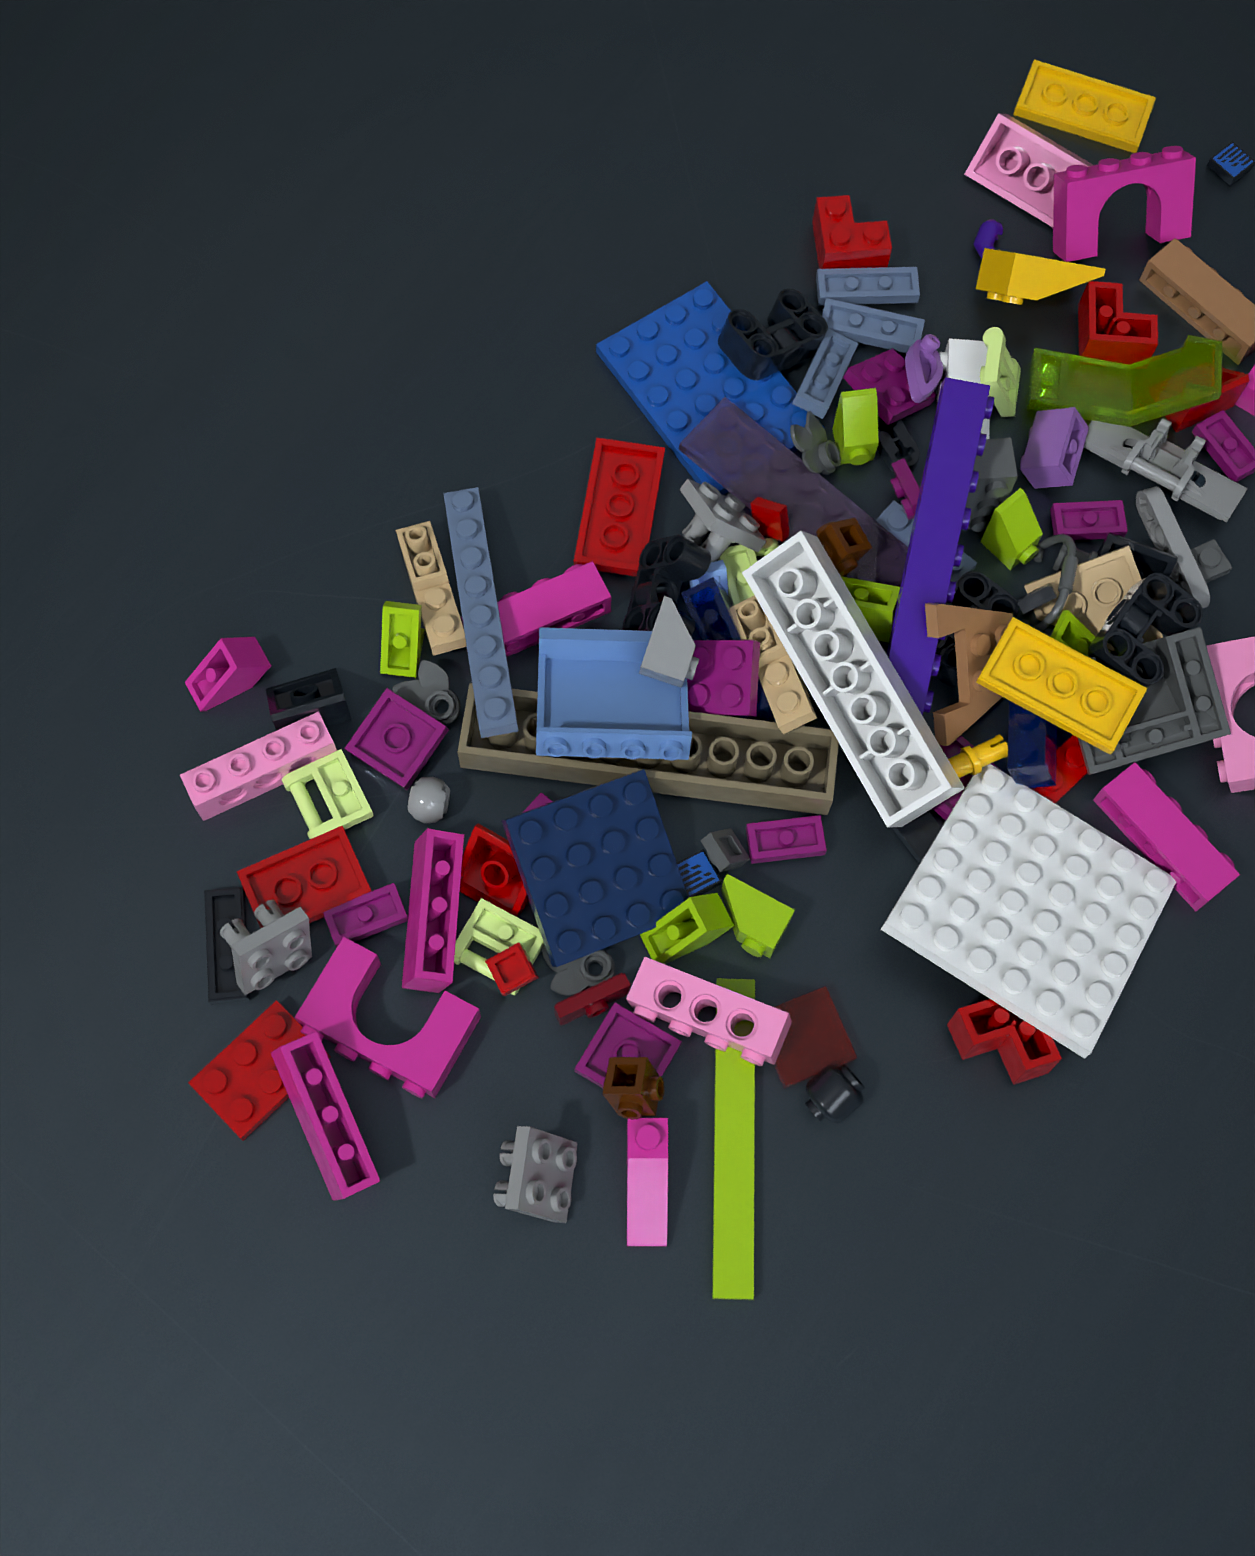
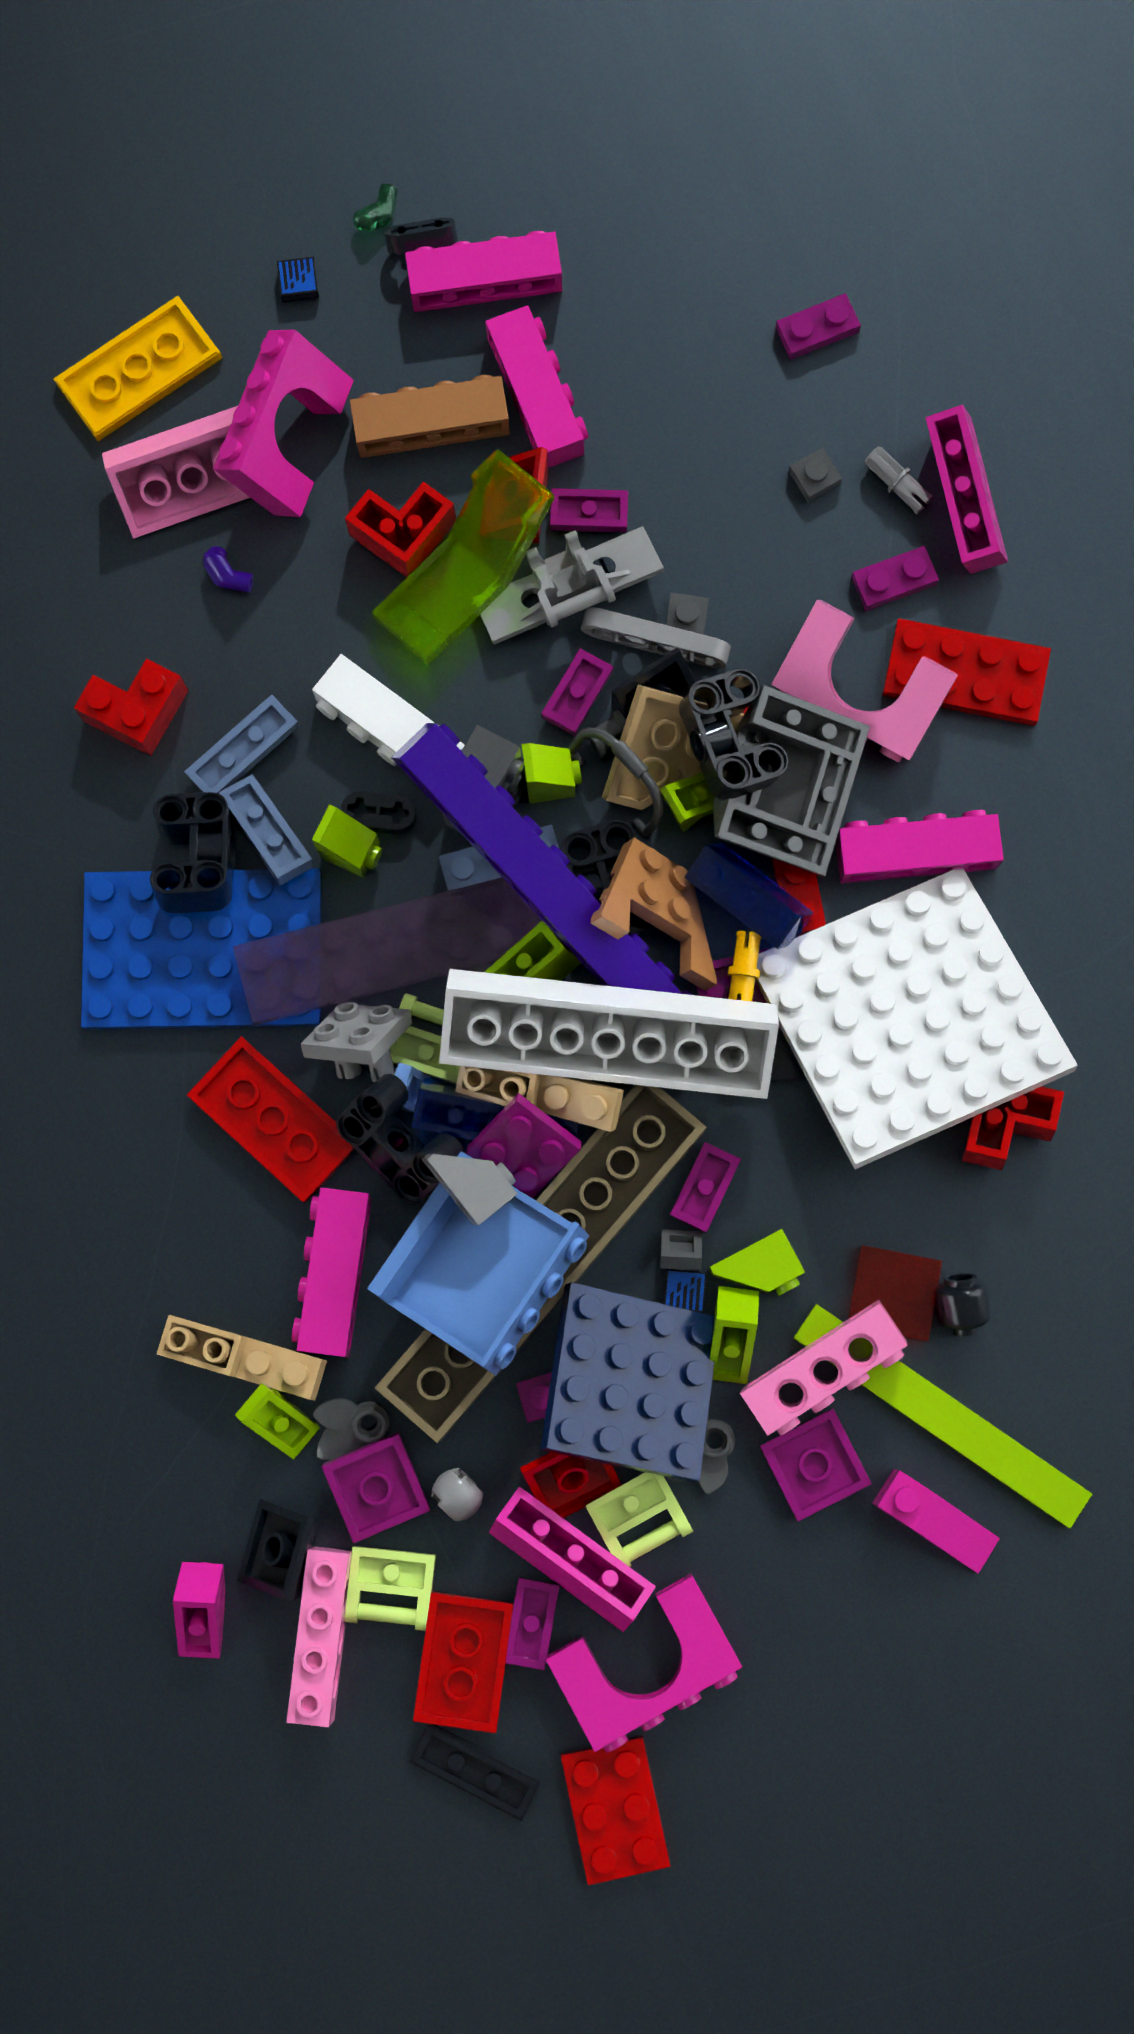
camera: 50 degrees left, 10 degrees up
(270, 951) = (519, 1718): light grey plate -> none
(325, 1116) = (706, 1779): dark pink brick -> none
(480, 614) = (304, 1329): sand blue plate -> none
(511, 969) = (672, 1521): red tile -> none
(538, 1175) = (876, 1616): light grey plate -> none
(592, 1000) = (746, 1464): dark red plate -> none
(633, 1087) = (855, 1484): reddish brown brick -> none
(771, 518) = (386, 989): red tile -> none
(812, 441) = (337, 894): dark grey plate -> none
(837, 538) = (465, 946): reddish brown brick -> none
(868, 285) = (195, 720): sand blue plate -> none
(889, 377) = (318, 776): magenta plate -> none
(905, 486) = (435, 837): magenta plate -> none
(923, 367) = (325, 734): medium lavender arm -> none
(1000, 372) = (382, 666): yellowish green plate -> none
(1020, 276) = (299, 562): yellow slope -> none
(1037, 598) = (630, 801): black tile -> none
(1054, 448) = (488, 672): medium lavender brick -> none
(1061, 685) = (737, 849): yellow tile -> none

